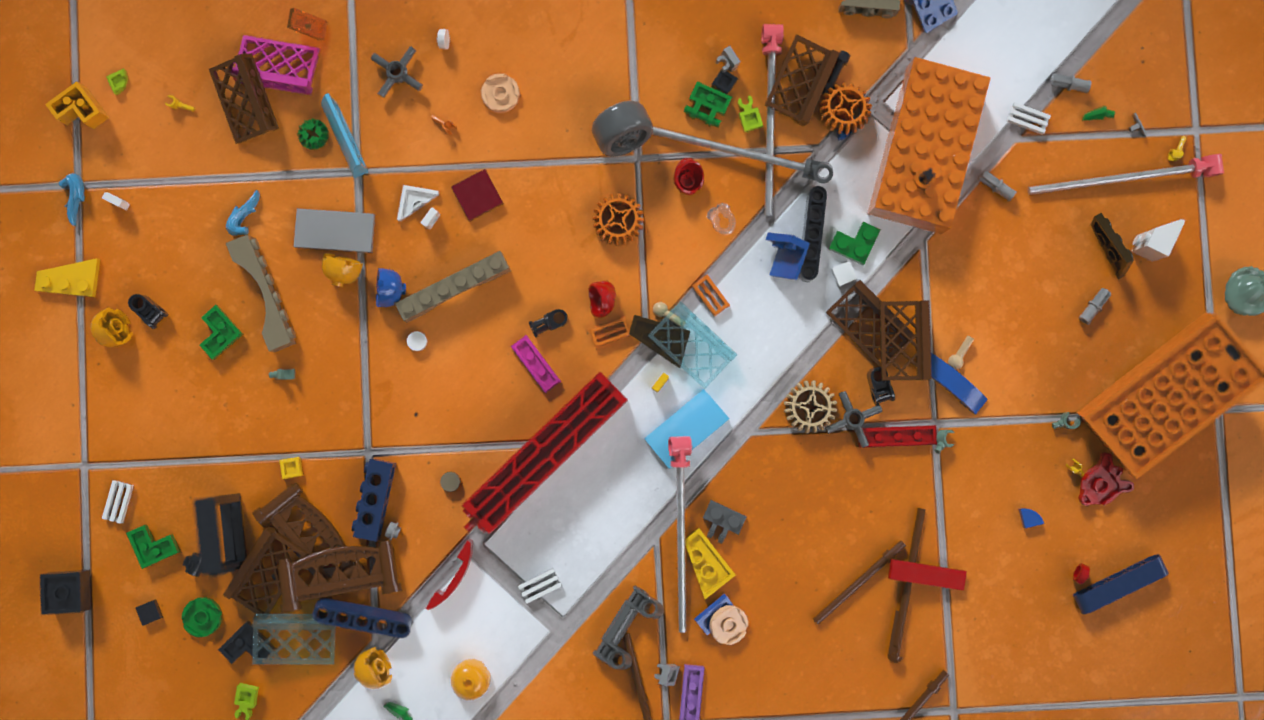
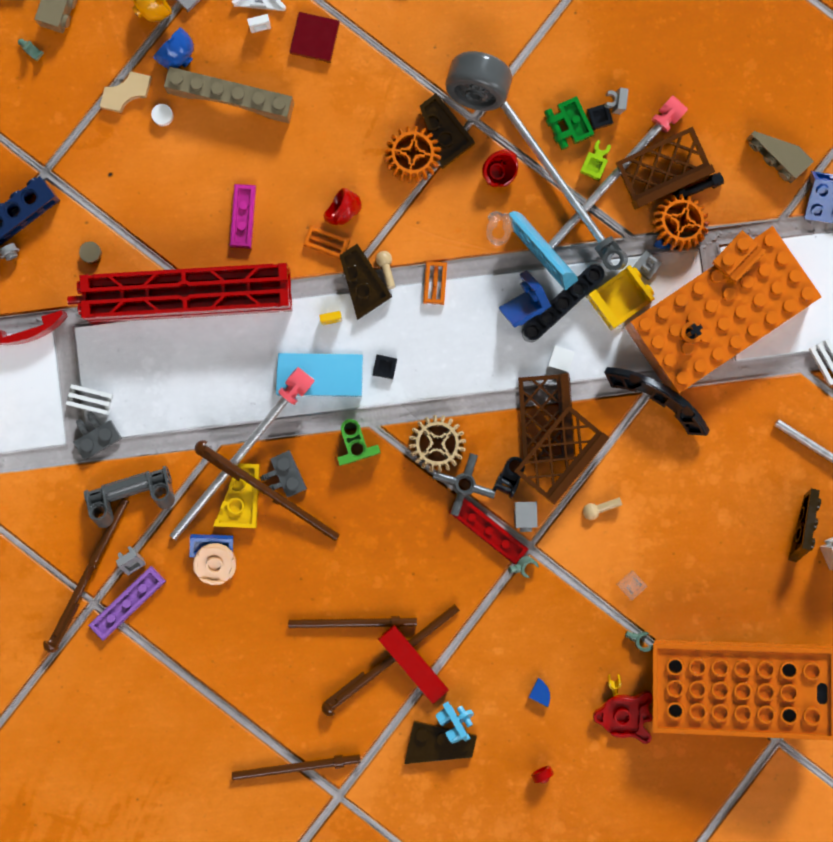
camera: 40 degrees right, 0 degrees up
(374, 355) = (119, 96): none -> tan tile
(549, 322) = (281, 190): black connector -> none
(569, 609) = (97, 439): none -> dark grey hinge
(625, 181) = (445, 128): none -> dark brown wing
(689, 548) = (237, 473): none -> reddish brown bar
(702, 331) = (402, 308): clear light blue fence -> none
(726, 384) = (384, 367): none -> black tile
(749, 454) = (353, 439): none -> bright green tile
(768, 209) = (542, 250): none -> medium azure slope
(846, 157) = (647, 265): none -> light grey tile
(848, 195) = (621, 297): none -> yellow panel
(858, 247) = (591, 348): green plate -> none
(911, 98) = (738, 256): none -> orange plate
(914, 404) = (525, 516): none -> light grey brick
(935, 239) = (660, 393): none -> black tile
(957, 384) = (574, 528): blue slope -> none
(991, 614) = (432, 744): none -> dark brown wing
(997, 185) = (753, 395): light grey axle -> none
(1000, 594) = (458, 732): none -> medium azure hips
(1028, 389) = (631, 585): none -> clear tile
(1095, 306) = (748, 564): light grey axle -> none
(1120, 584) = (567, 811): dark blue beam -> none

